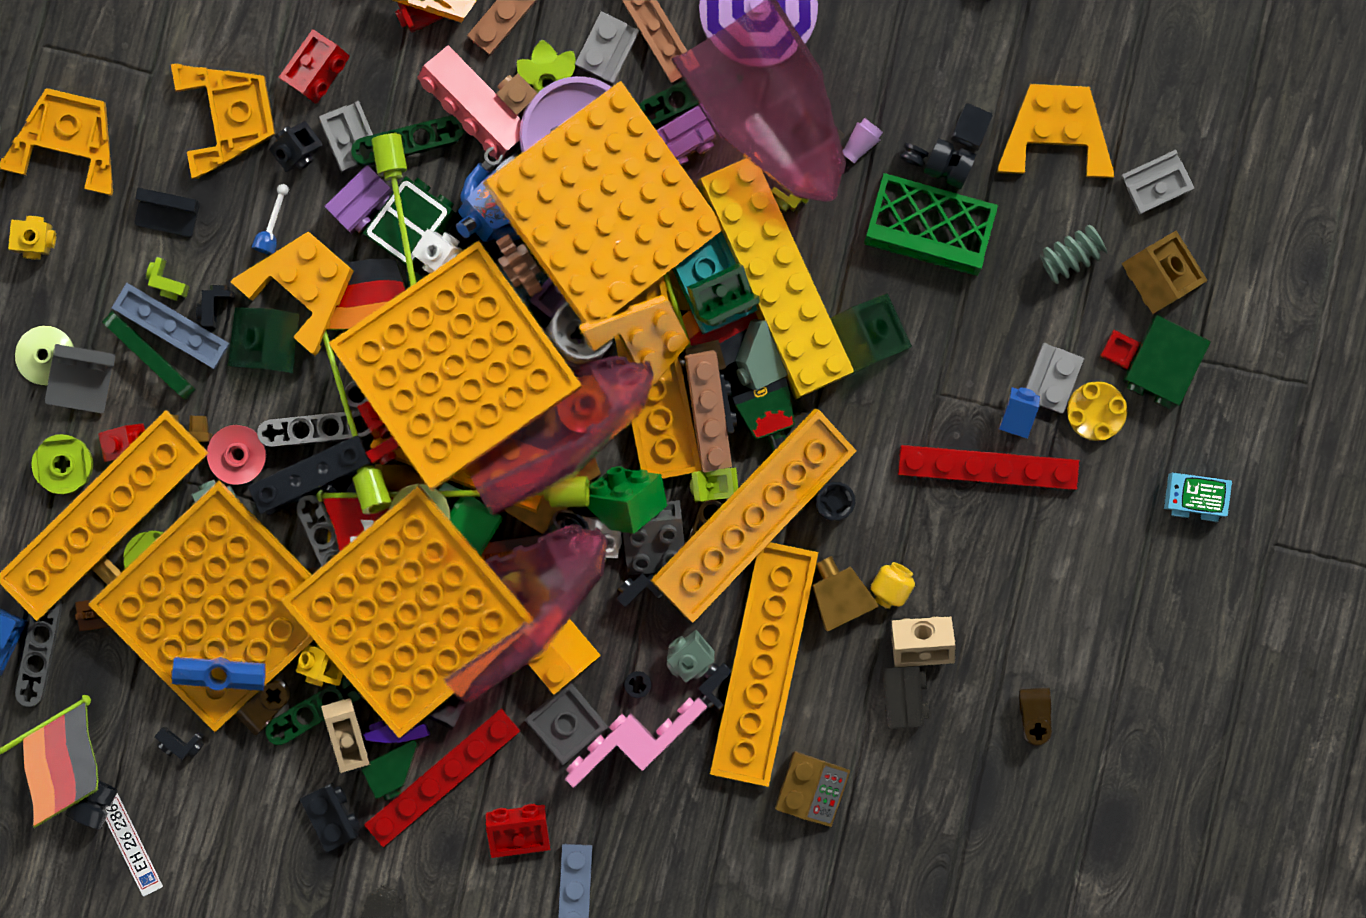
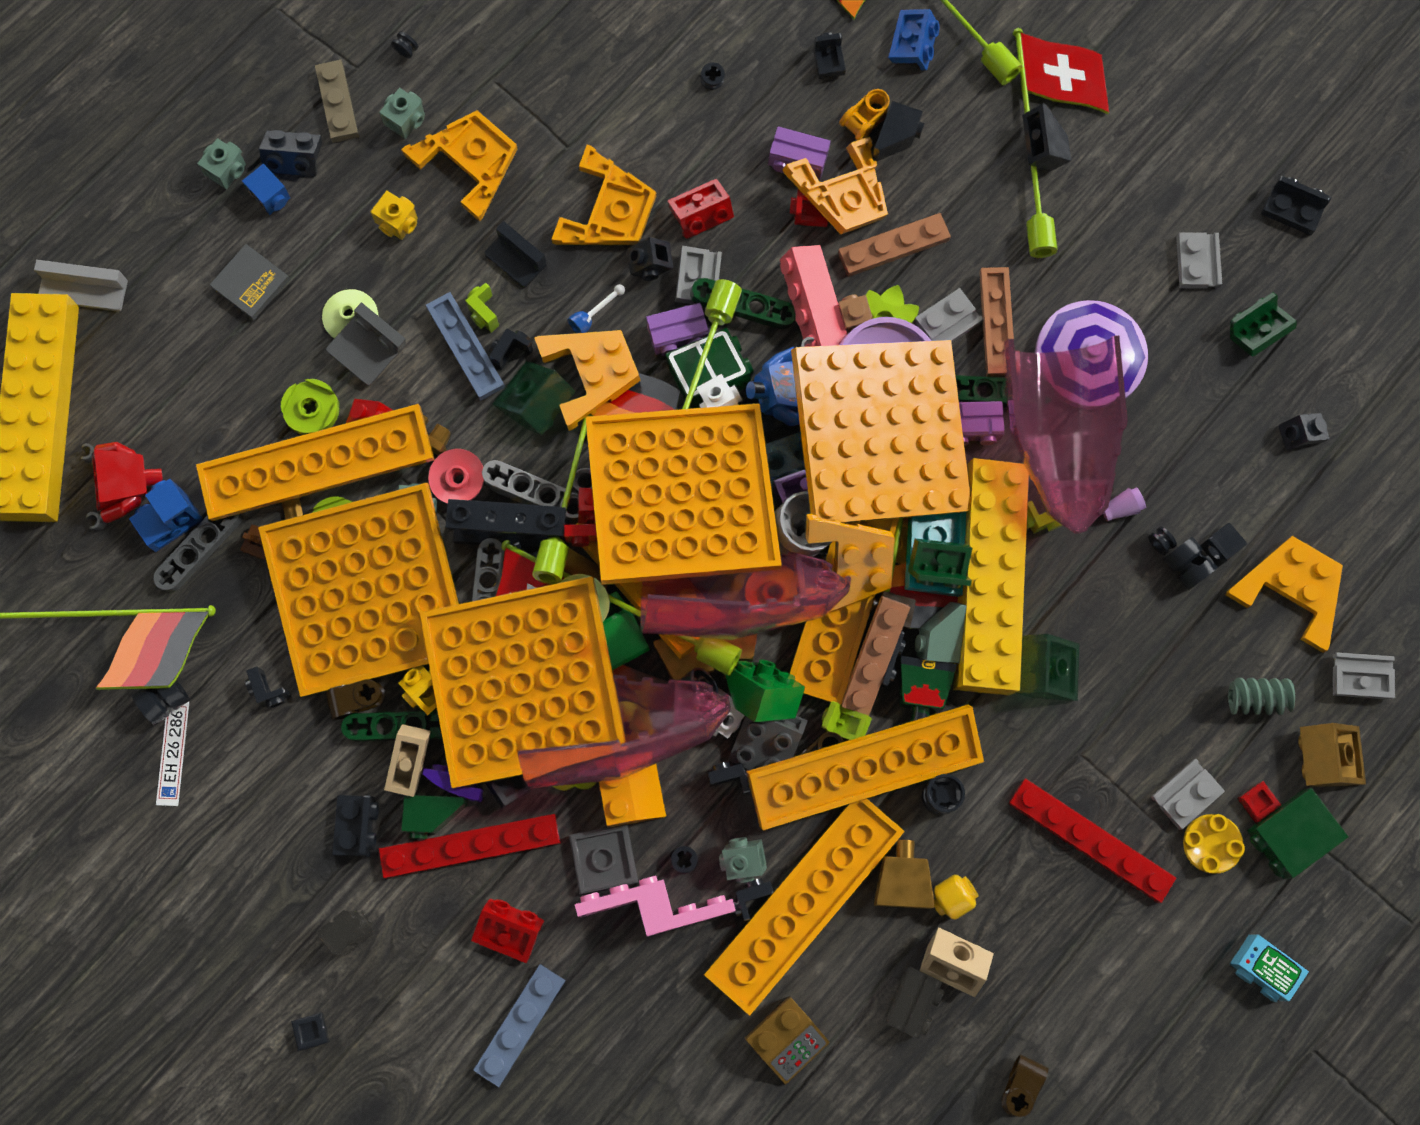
camera: 25 degrees right, 10 degrees down
(148, 355) = (433, 359): dark green beam -> none
(198, 673) = (316, 636): blue piece -> none
(519, 265) = (782, 443): nougat gear -> none
(930, 249) = (1136, 625): green fence -> none
(1019, 412) = (1146, 806): blue brick -> none

